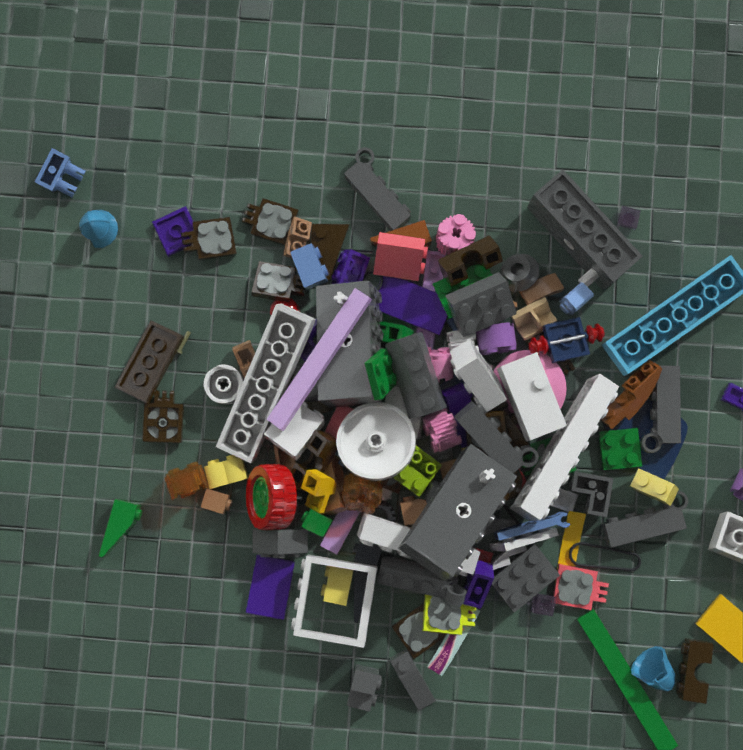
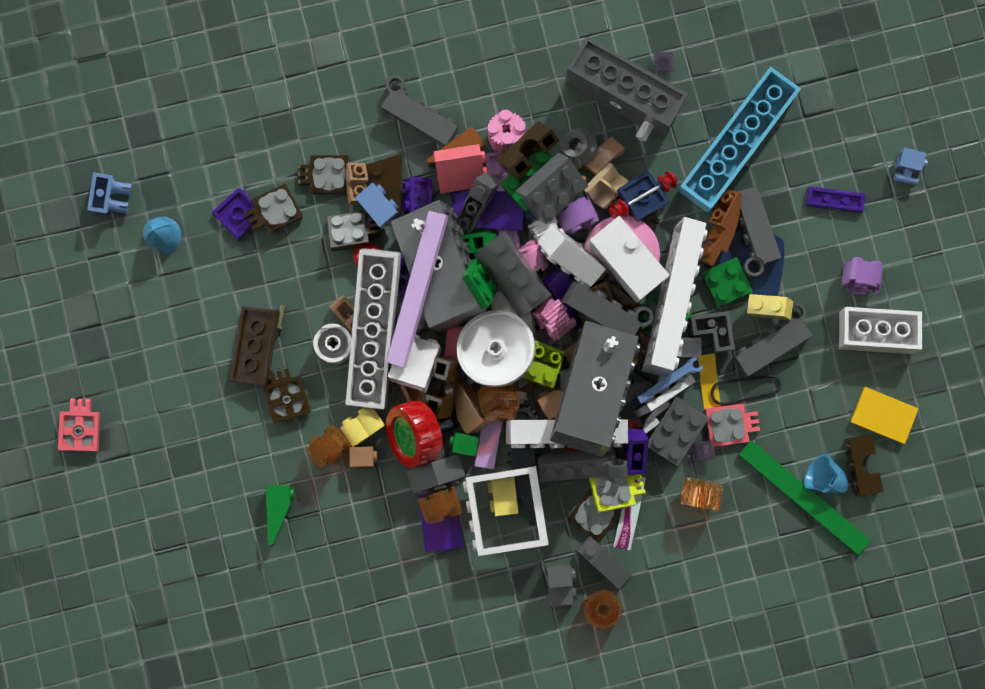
camera: 25 degrees left, 0 degrees up
(273, 573) = (440, 504): none -> clear orange brick
(319, 489) = (457, 410): yellow brick -> none
(396, 713) = (613, 609): none -> clear orange brick
(405, 294) = (477, 202): none -> dark grey slope
(529, 647) = (702, 494): none -> clear orange brick
(576, 299) = (639, 154): light blue brick -> none

